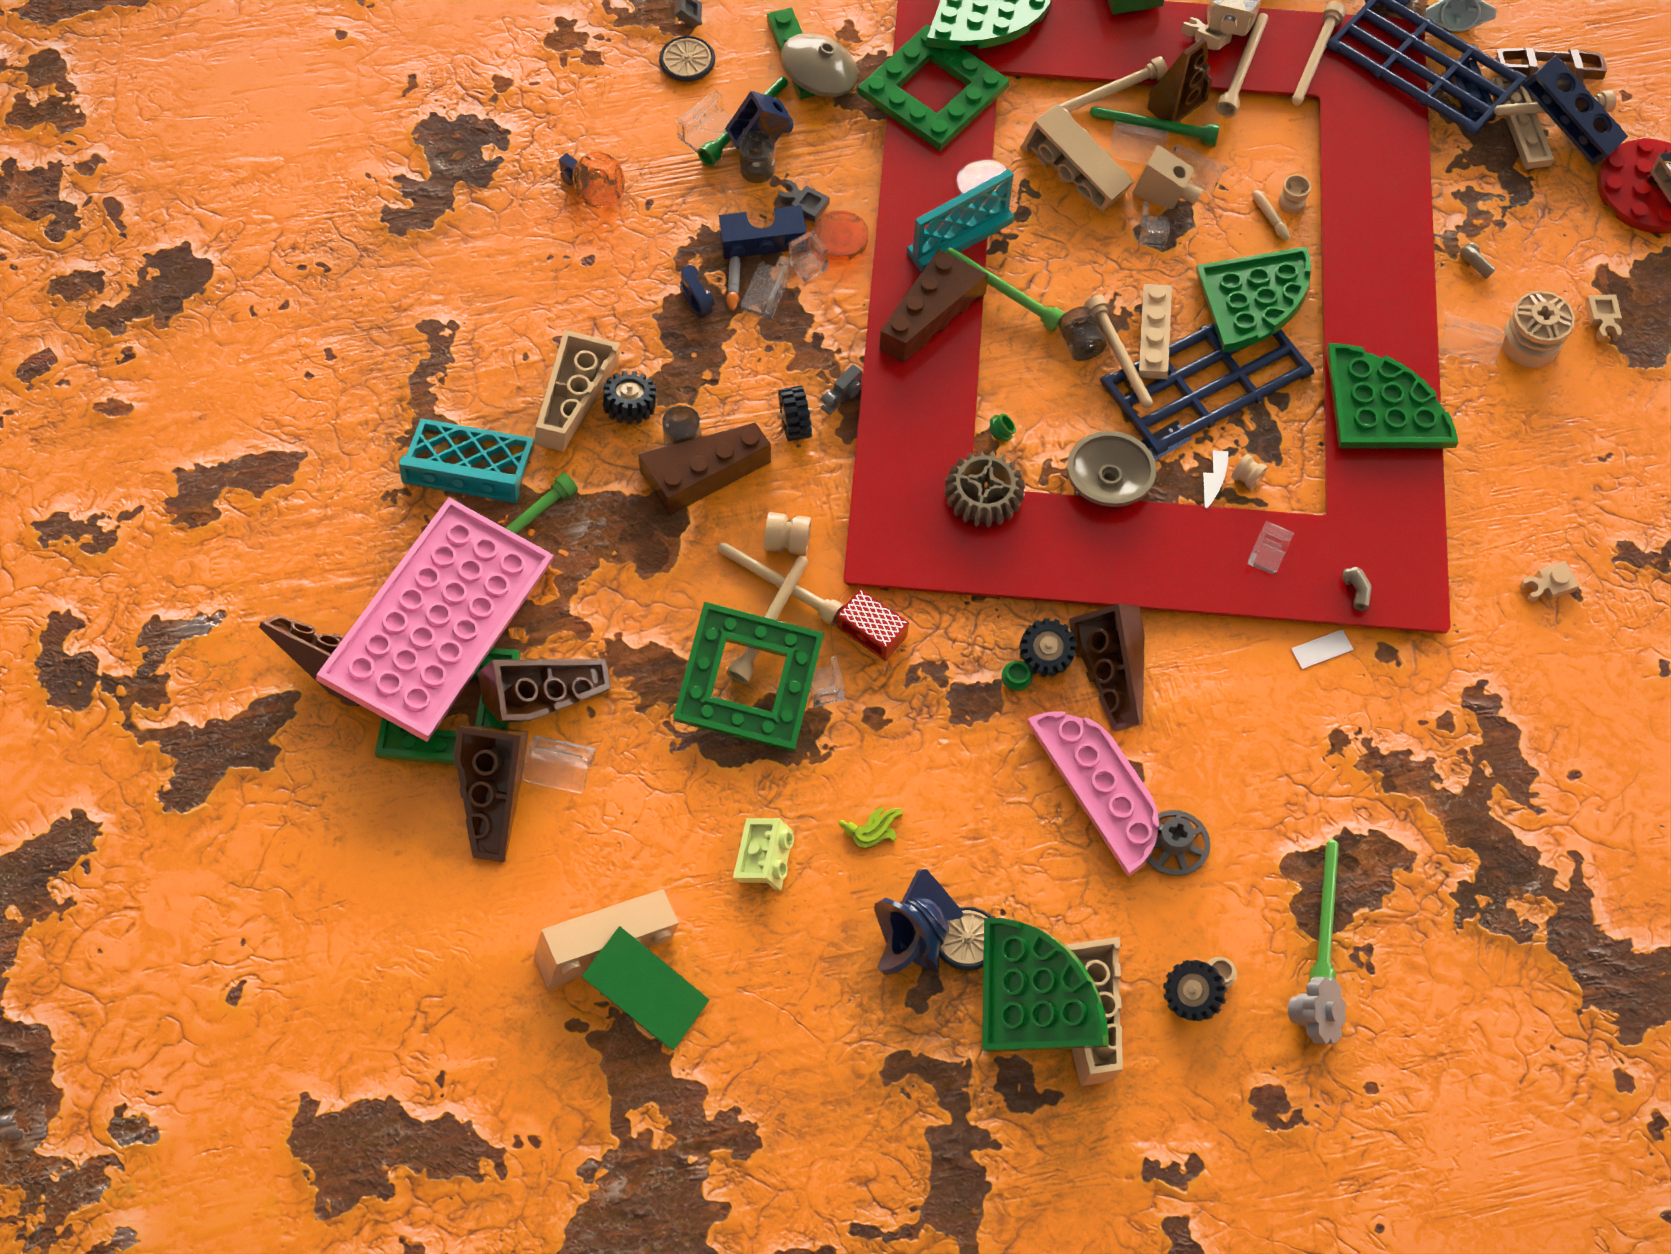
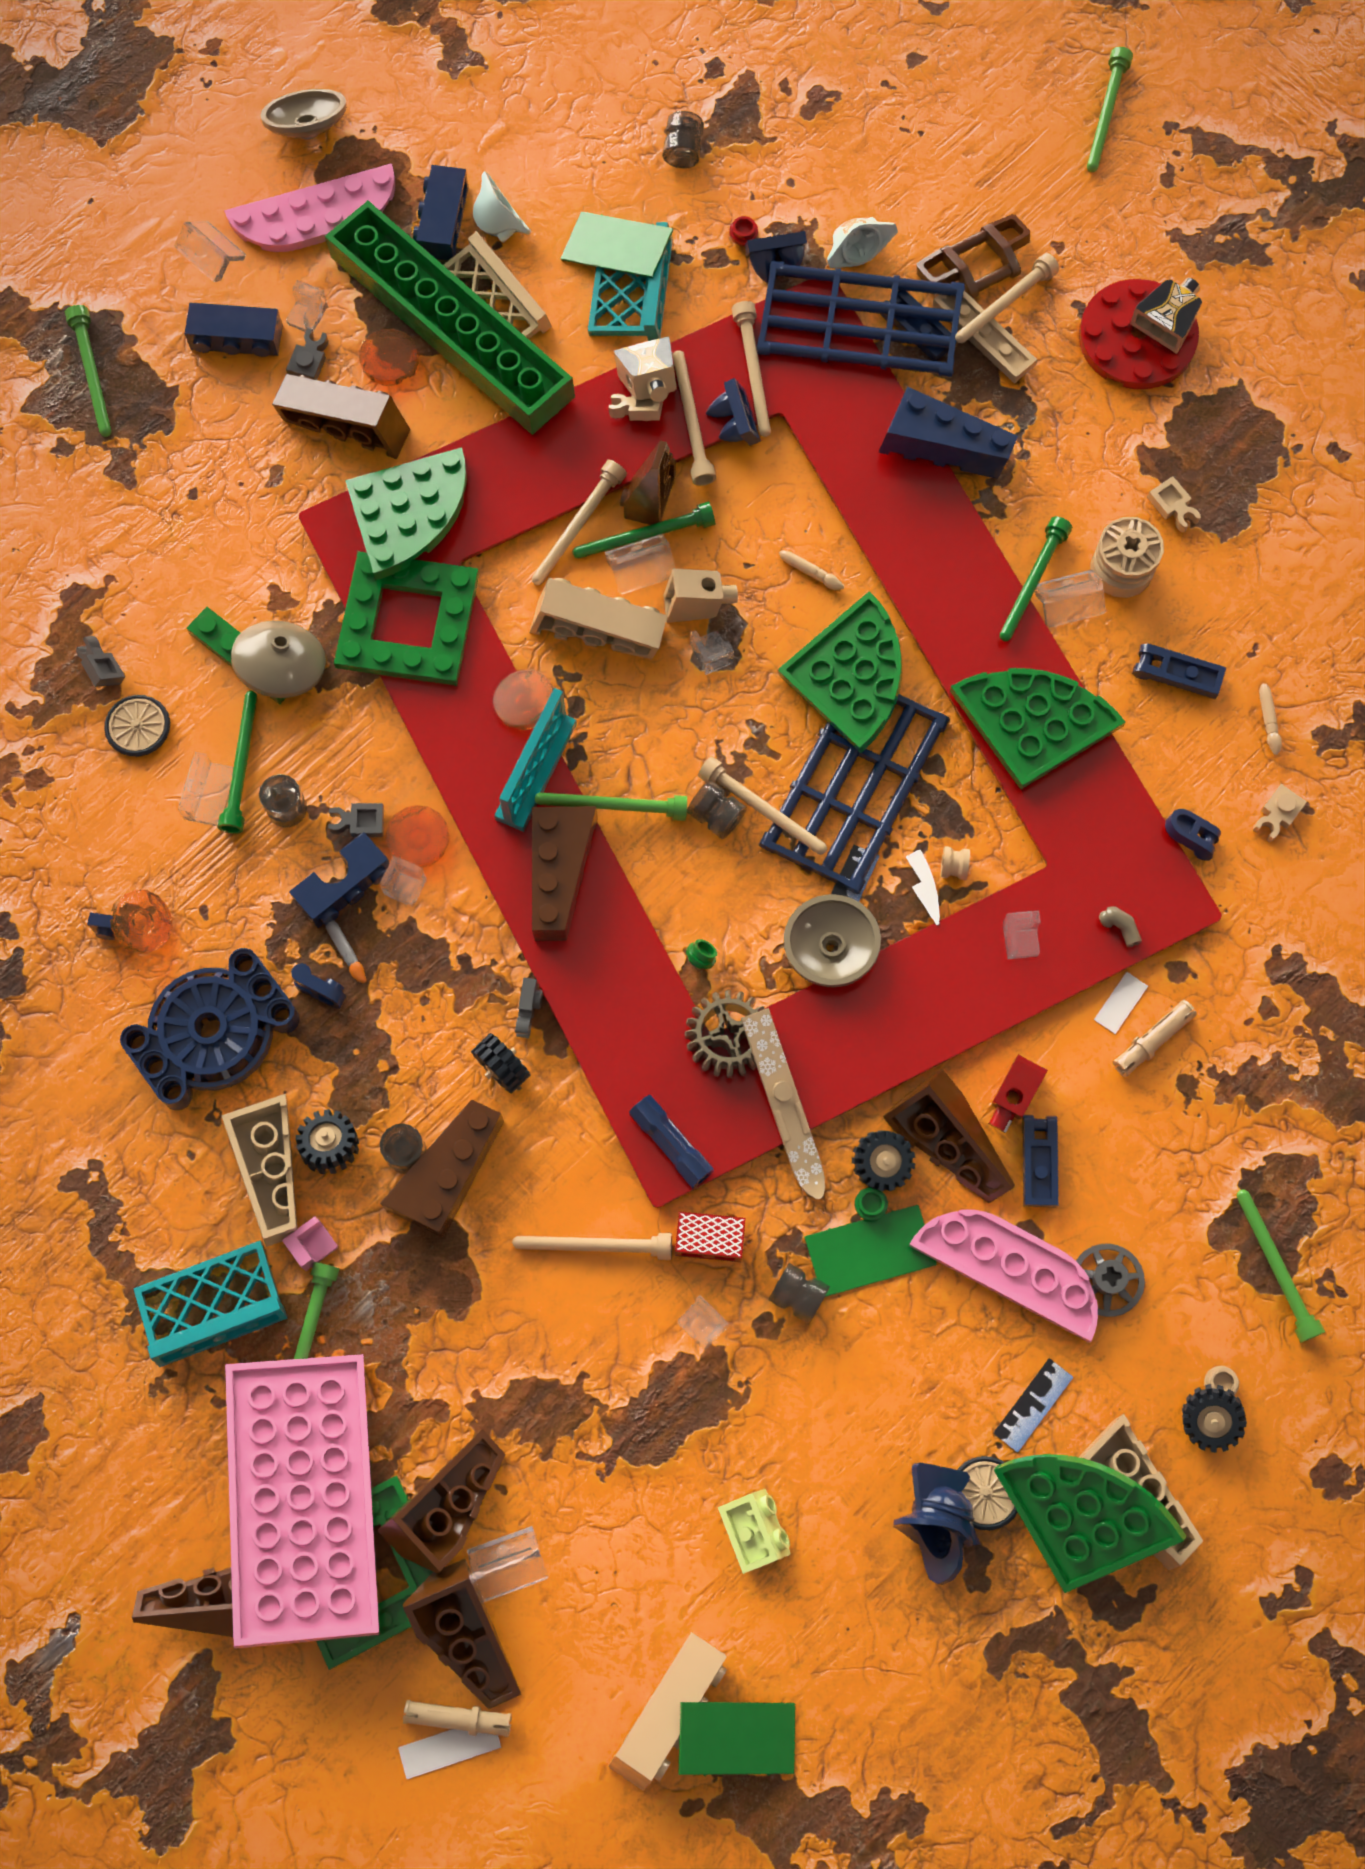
camera: 30 degrees left, 10 degrees up
(425, 868) = (444, 1750): none -> white sticker
(454, 855) = (457, 1718): none -> tan pin
(568, 457) = (310, 1243): none -> bright pink panel
(630, 273) = (227, 1055): none -> dark blue piece
(723, 625) = (572, 1344): green plate -> none
(742, 668) = (616, 1355): tan piece -> none
(761, 114) = (264, 754): torso -> none
(767, 288) = (382, 938): clear panel -> none
(787, 533) = (573, 1193): tan wheel -> none
(875, 830) = (838, 1440): lime piece -> none
(891, 557) = (670, 1140): none -> dark blue axle
(913, 700) = (799, 1293): none -> clear smoke wheel
(990, 710) = (868, 1250): none -> green window
(996, 560) = (785, 1102): none -> tan piece
(1051, 898) = (1033, 1405): none -> sticker
(1155, 331) = (781, 764): tan plate -> none
(1175, 723) = (1040, 1162): none -> dark blue plate
(1190, 656) = (1022, 1078): none -> red torso
(1206, 170) = (714, 555): clear panel -> none
(1286, 73) = (735, 403): none -> dark blue tile
(1294, 193) = (819, 530): tan wheel -> none
(1319, 1010) = (1329, 1369): light grey plant -> none
(1321, 688) = (1145, 1046): none -> tan pin
(1441, 171) = (947, 436): none -> dark blue wedge
(1464, 554) = (1184, 827): none -> dark blue plate
(1472, 256) = (1027, 511): dark tan arm -> none
(1489, 287) = (1056, 532): none -> green piece
(1530, 435) = (1179, 670): none -> dark blue plate
(1575, 110) = (1030, 298): dark blue brick -> none
(1580, 527) = (1273, 739): none -> tan piece

